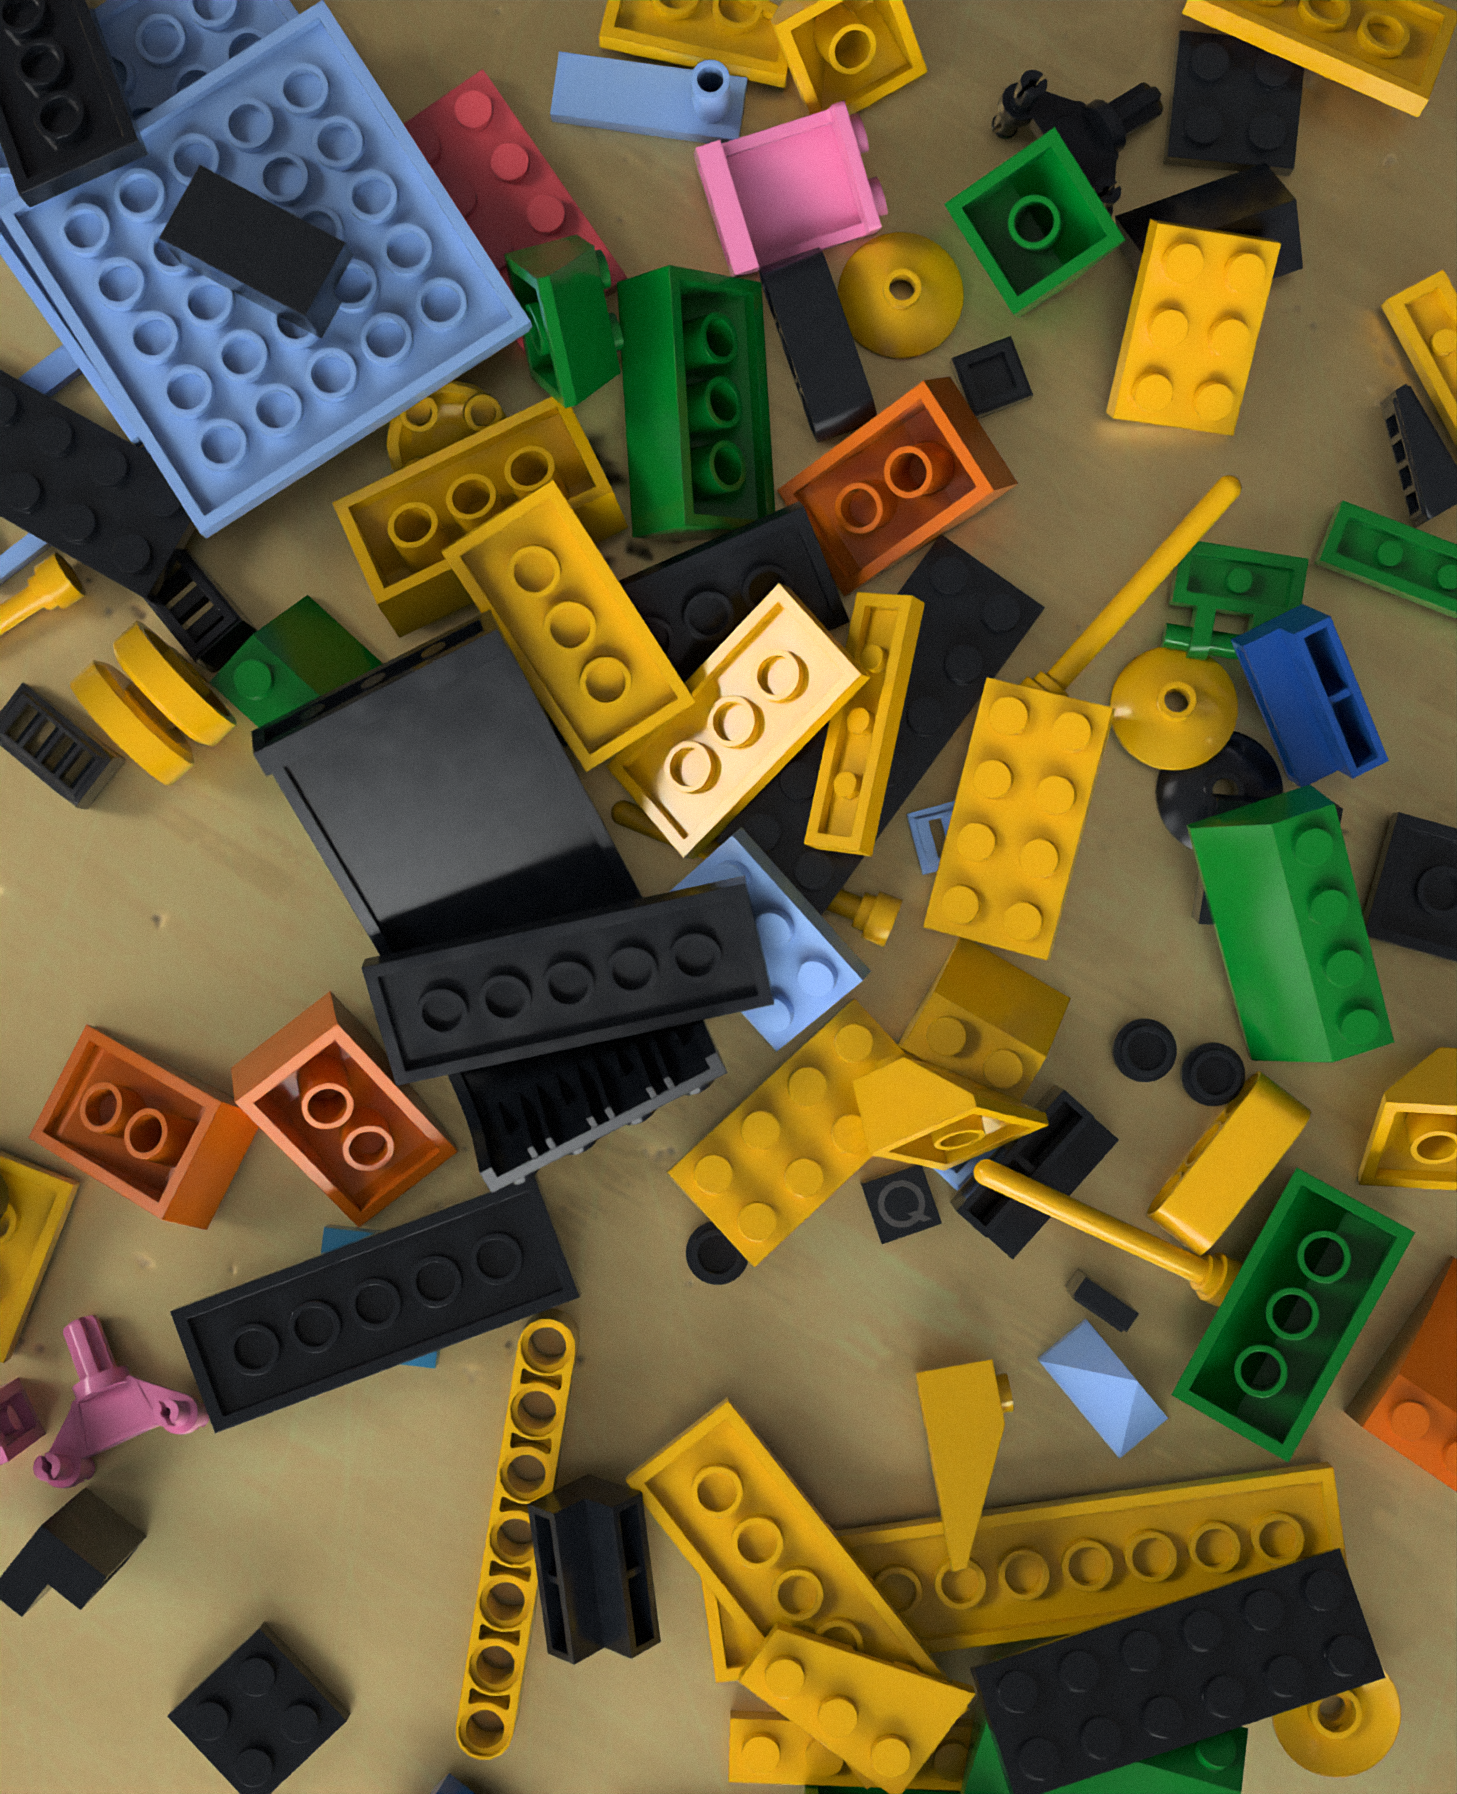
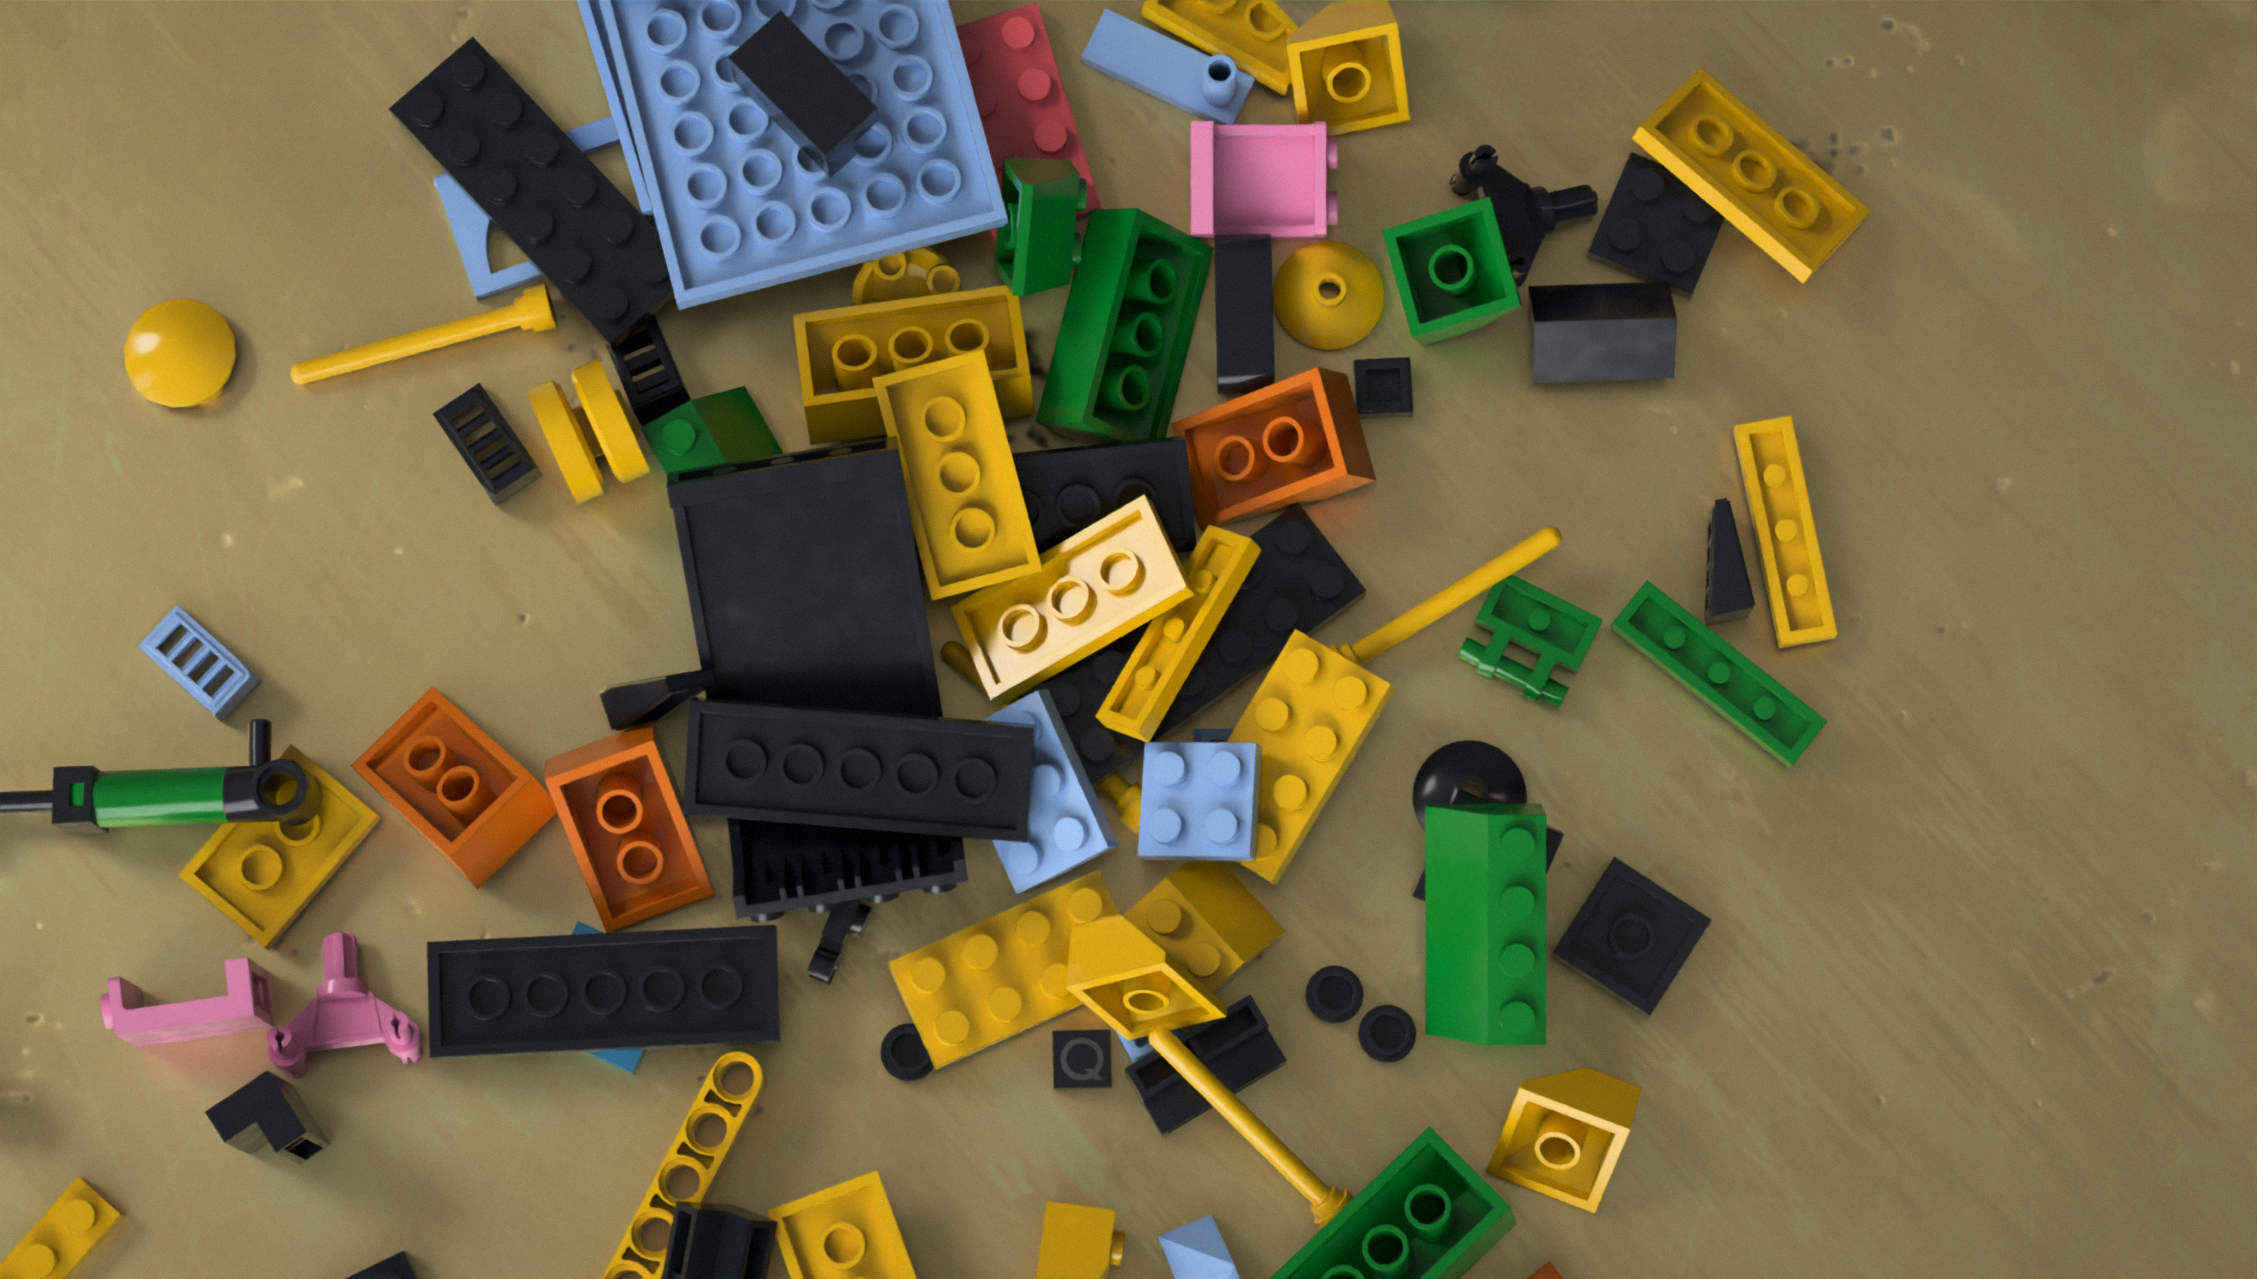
camera: 20 degrees right, 10 degrees down
(319, 968) = (651, 698): none -> black slope
(600, 1169) = (842, 924): none -> black plate
(944, 898) = (1200, 801): none -> light blue plate
(1101, 1301) = (1227, 1196): black tile -> none
(1167, 737) = (1444, 735): yellow dish -> none
(1192, 327) = (1560, 397): yellow plate -> none
(1228, 1163) = (1375, 1112): yellow beam -> none
(1309, 696) = (1564, 733): blue piece -> none

